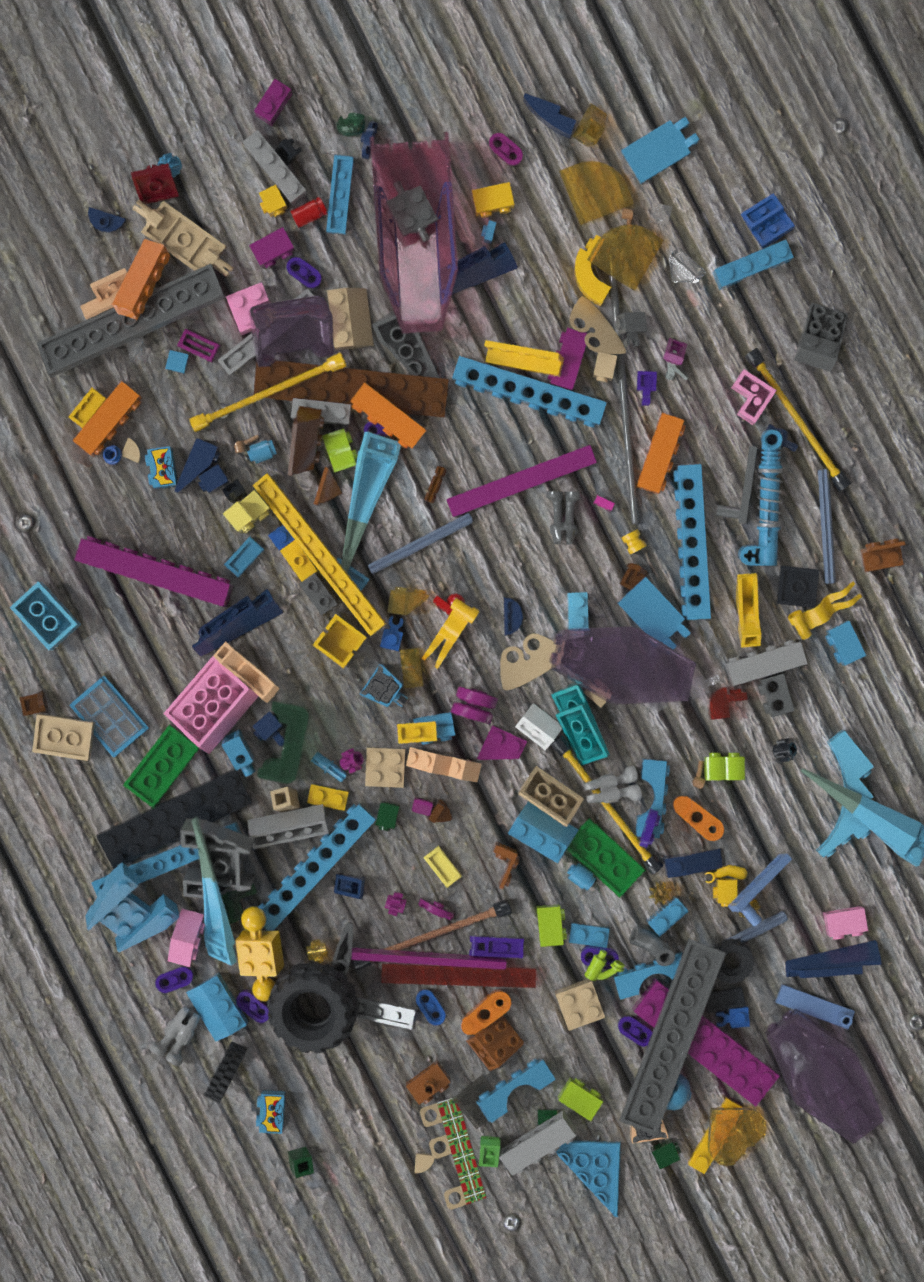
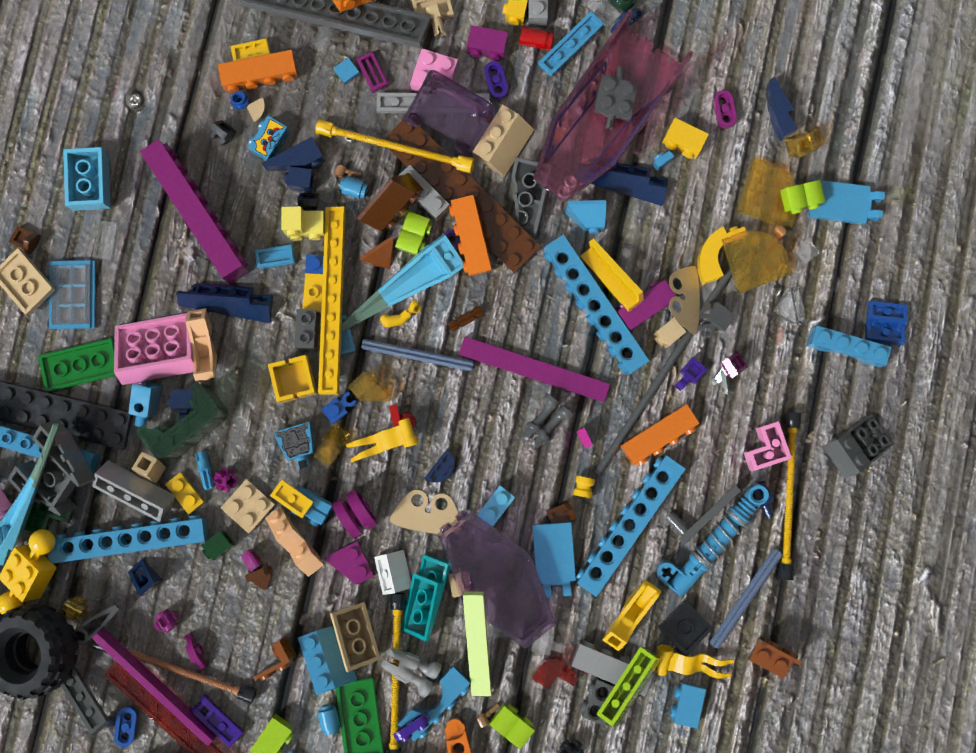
camera: 40 degrees right, 5 degrees down
(119, 489) = (223, 130): none -> black tile
(384, 526) = (397, 320): none -> yellow arm
(442, 866) = (228, 621): light yellow tile -> none
(466, 324) = (588, 214): none -> dark azure slope
(623, 173) = (803, 196): none -> lime brick
(648, 726) = (477, 643): none -> yellowish green tile
(788, 665) = (628, 687): none -> lime brick

